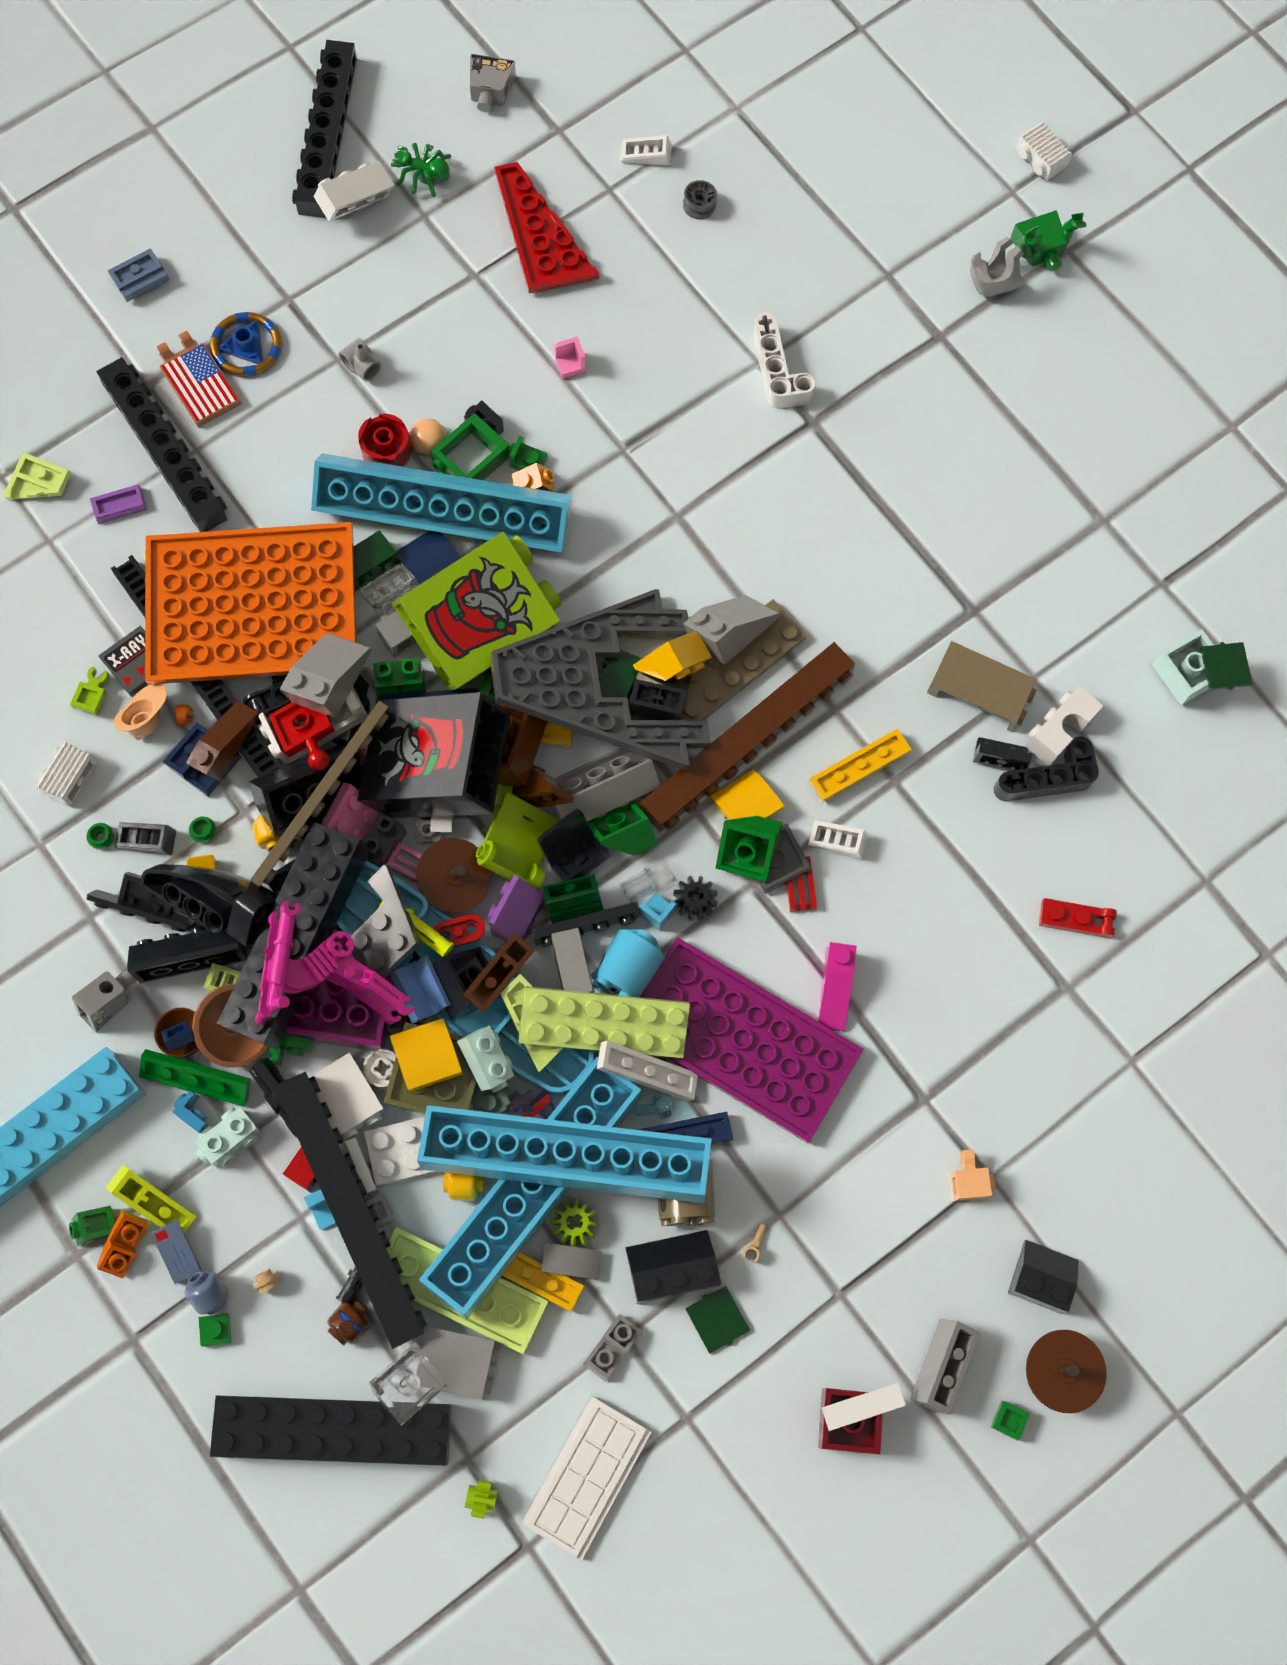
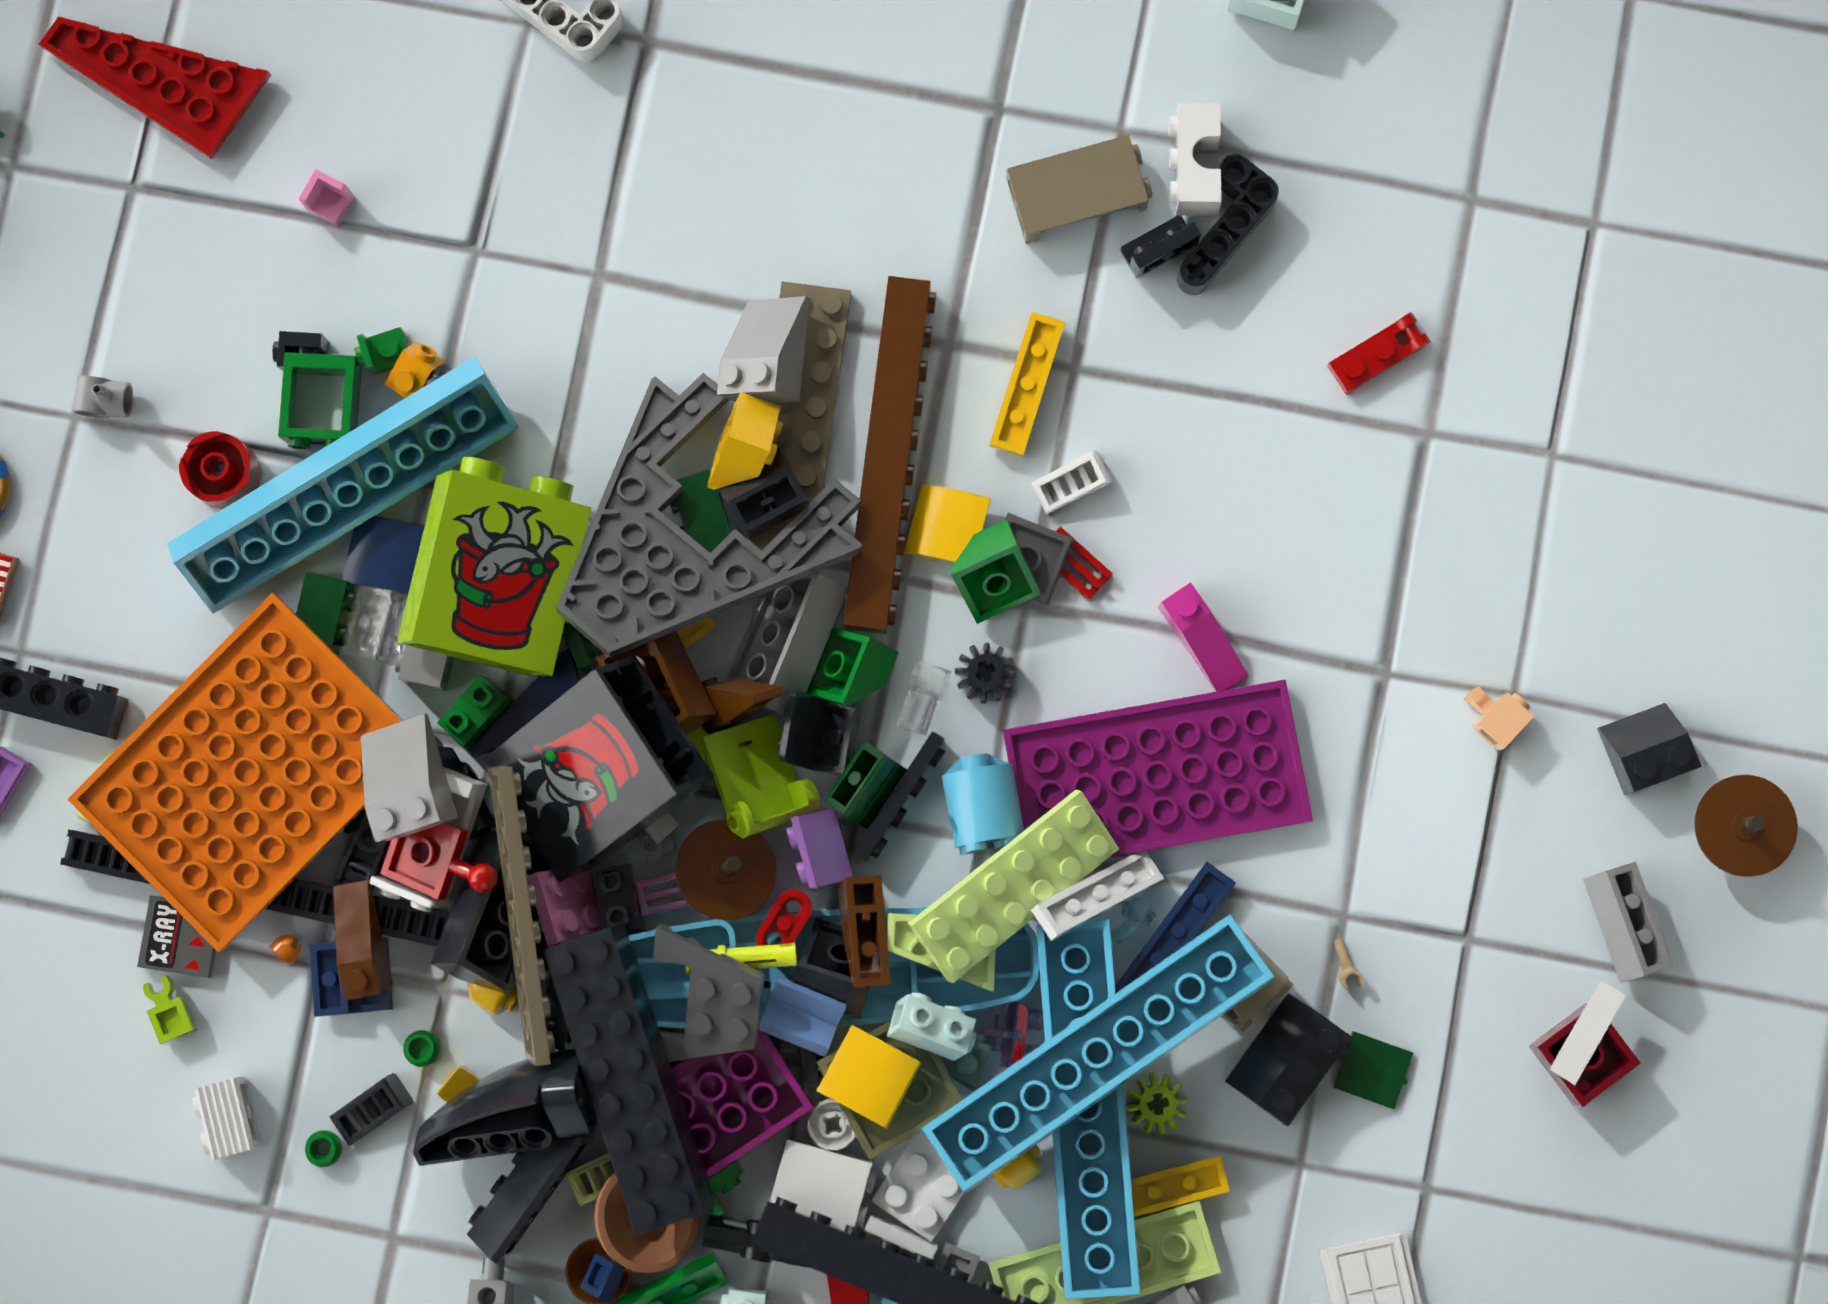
camera: 30 degrees left, 10 degrees up
(138, 901) = (427, 1183): black bracket -> none
(142, 712) = (243, 985): light nougat piece -> none
(328, 962) = (689, 1097): dark pink piece -> none
(426, 435) = (255, 420): light nougat hair -> none
(571, 961) = (927, 855): light grey window -> none
(571, 1261) = (1187, 1143): light grey slope -> none
(612, 1347) = (1298, 1187): light grey slope -> none
(657, 911) = (958, 719): medium azure panel -> none
(1010, 1420) = (1729, 917): green plate -> none

